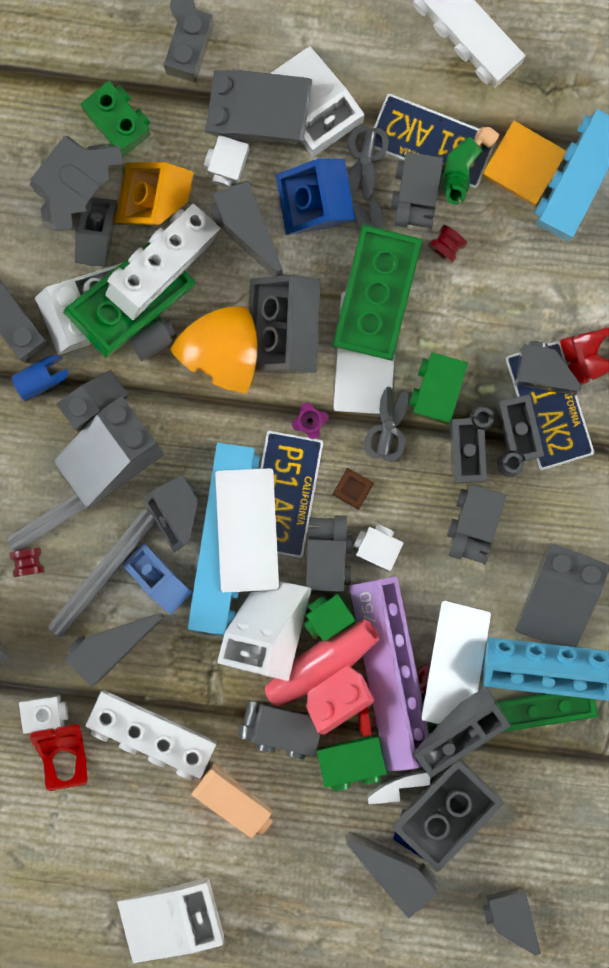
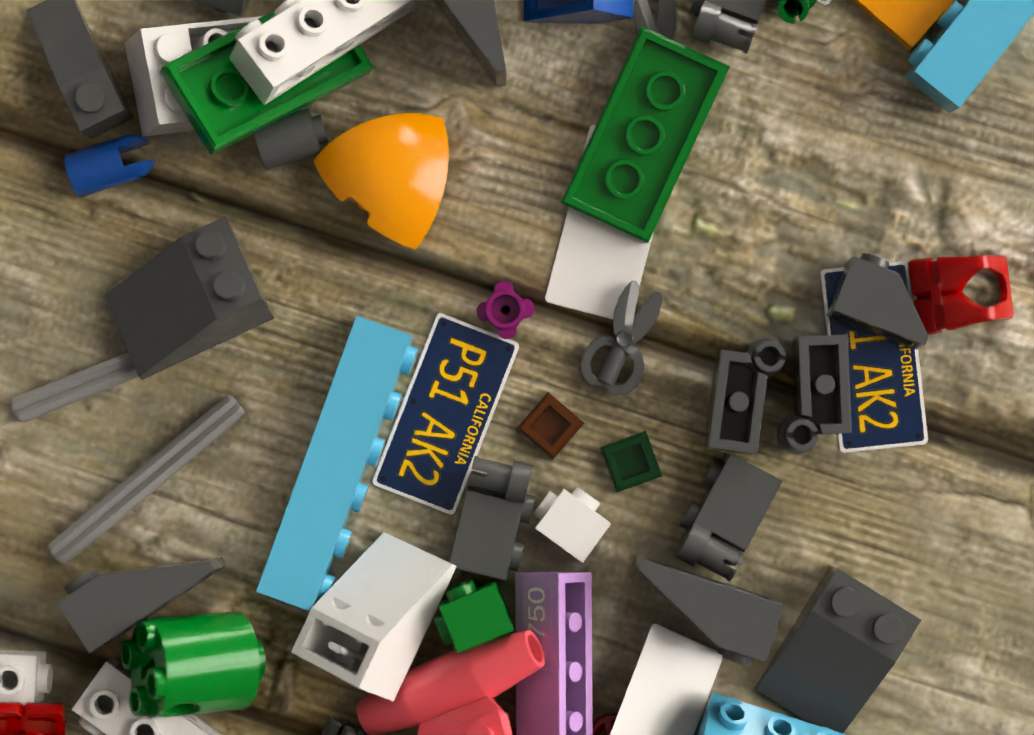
camera: 15 degrees right, 0 degrees up
(26, 562) = (33, 441): dark red wheel -> none
(90, 399) = (177, 212): dark grey slope -> none
(157, 579) = (226, 505): medium blue slope -> none
(157, 682) = (193, 664): none -> green cylinder
(174, 510) = (271, 405): dark grey slope -> none
(247, 530) = (376, 458): white sticker -> none
(285, 323) = (496, 154): dark grey slope -> none
(408, 501) = (631, 461): none -> dark green tile
(438, 388) = (710, 298): green brick -> none
(447, 243) = (766, 81): dark red wheel -> none
(486, 586) = (728, 615): none -> dark grey slope

